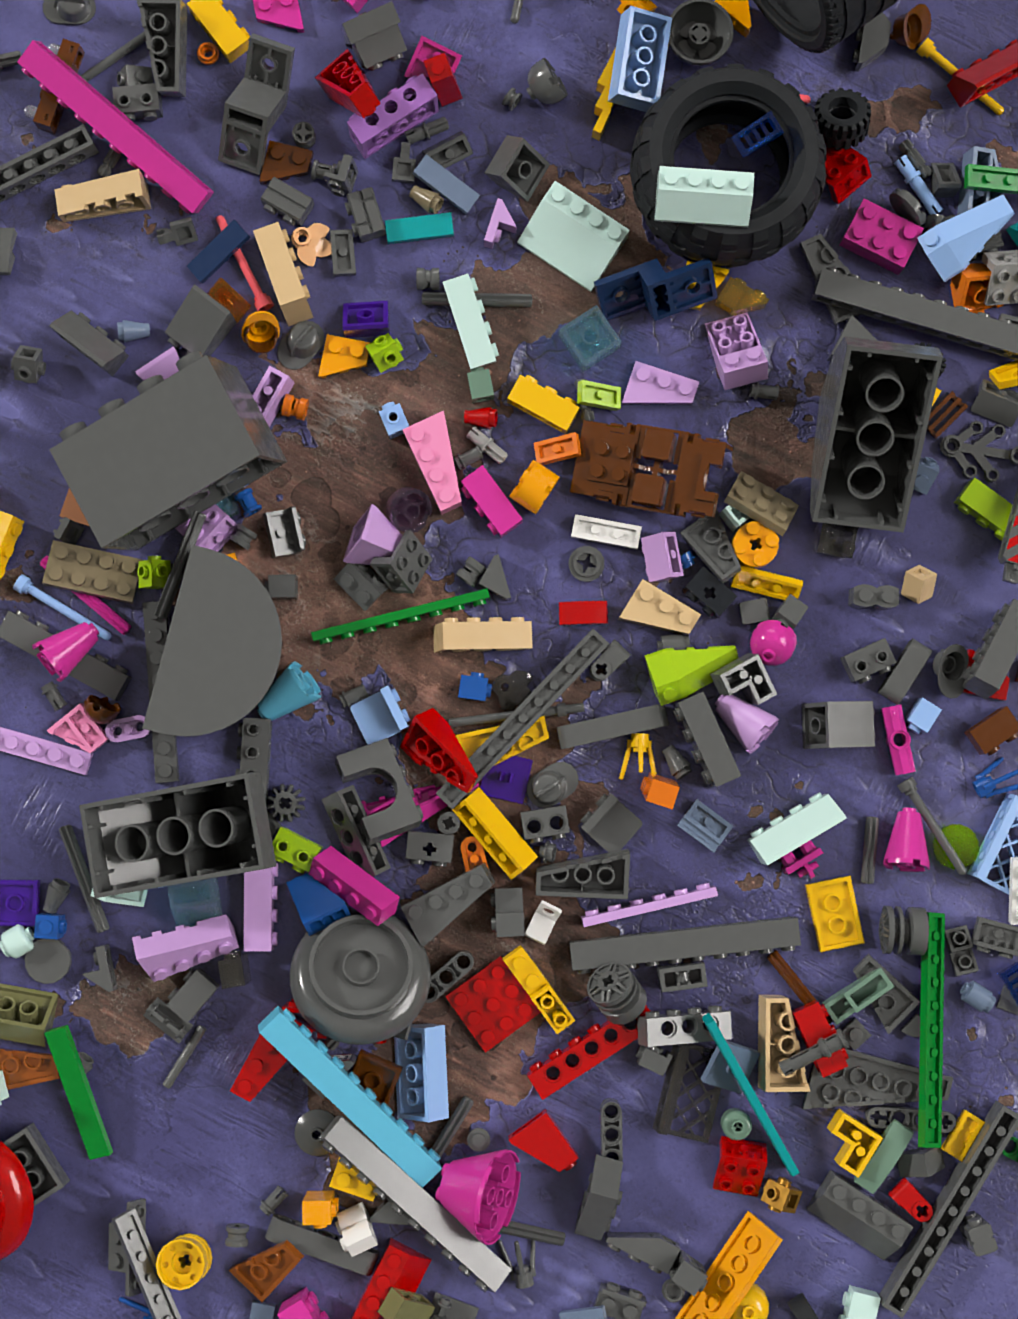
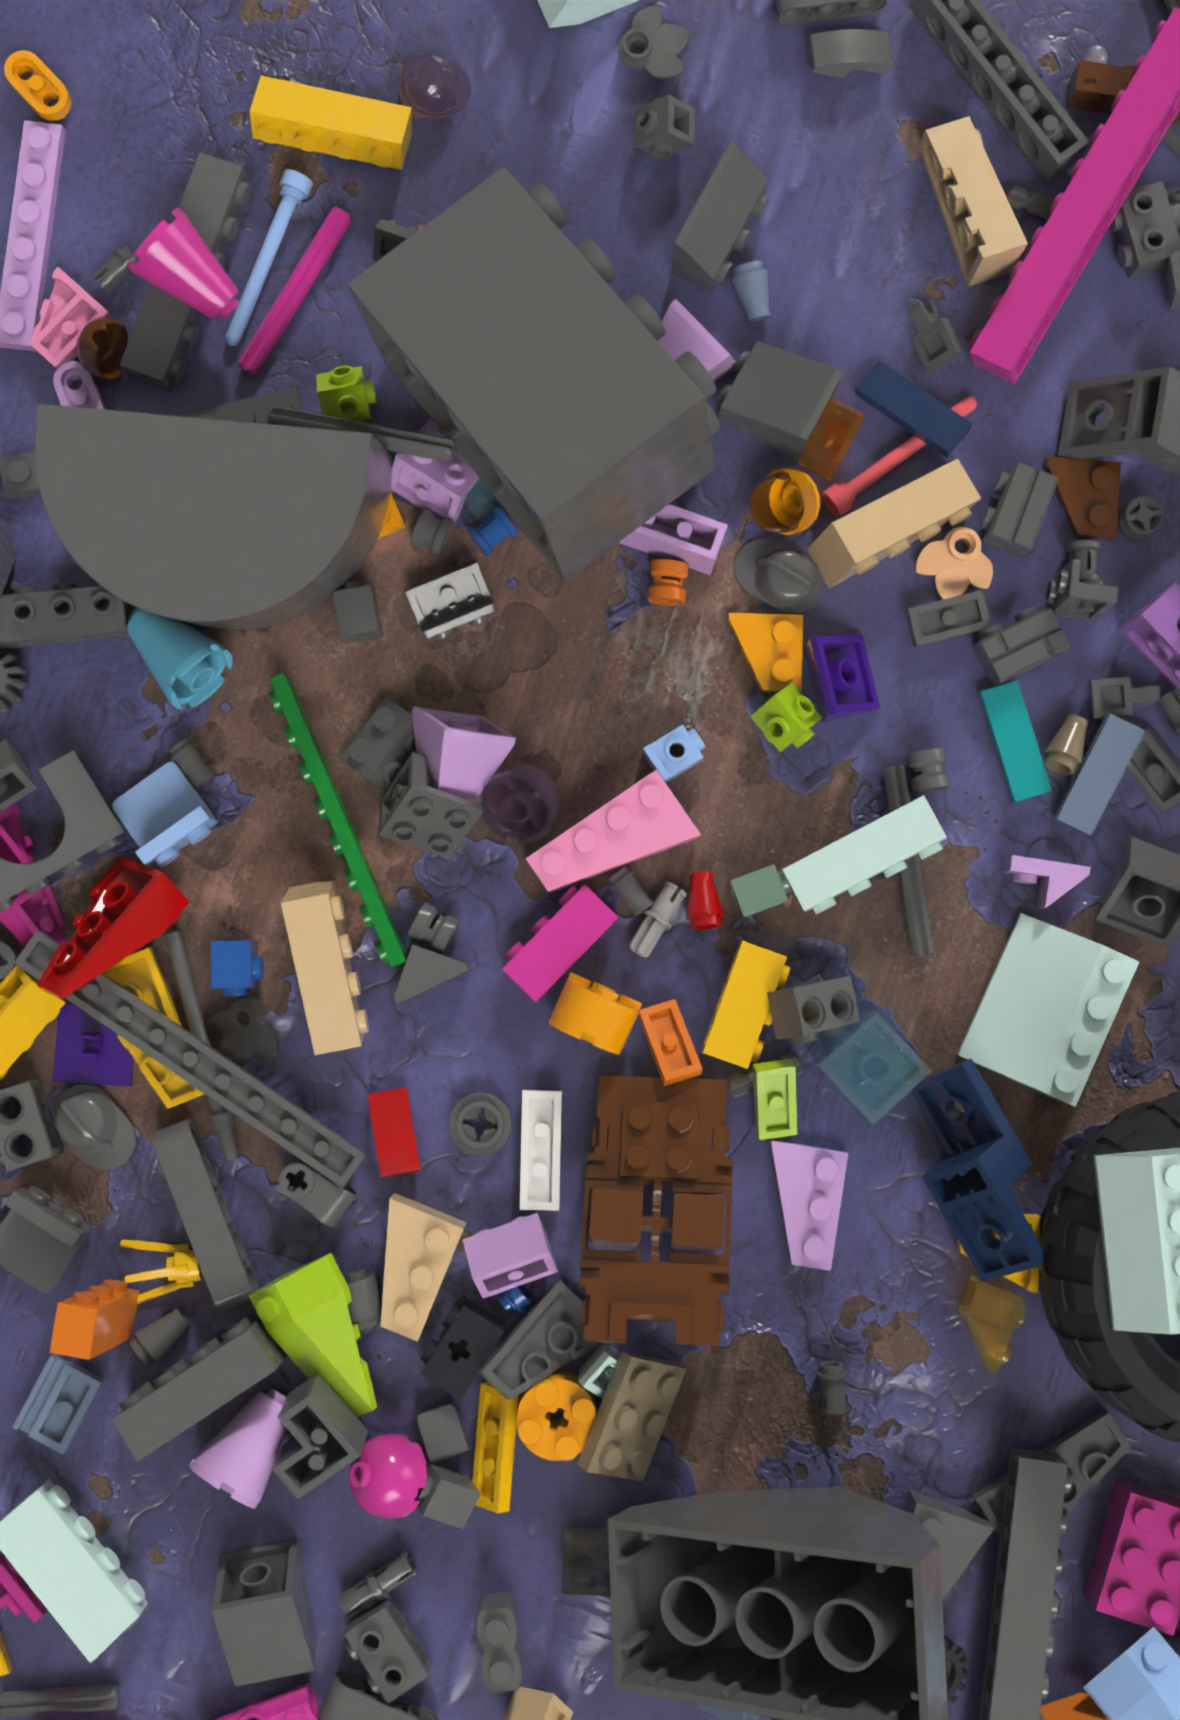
camera: 85 degrees right, 0 degrees up
(92, 572) = (326, 319): dark tan plate -> none
(551, 364) = (814, 1008): none -> dark grey brick
(737, 351) = (895, 1329): lavender slope -> none
(832, 661) = (378, 1584): none -> dark grey pin

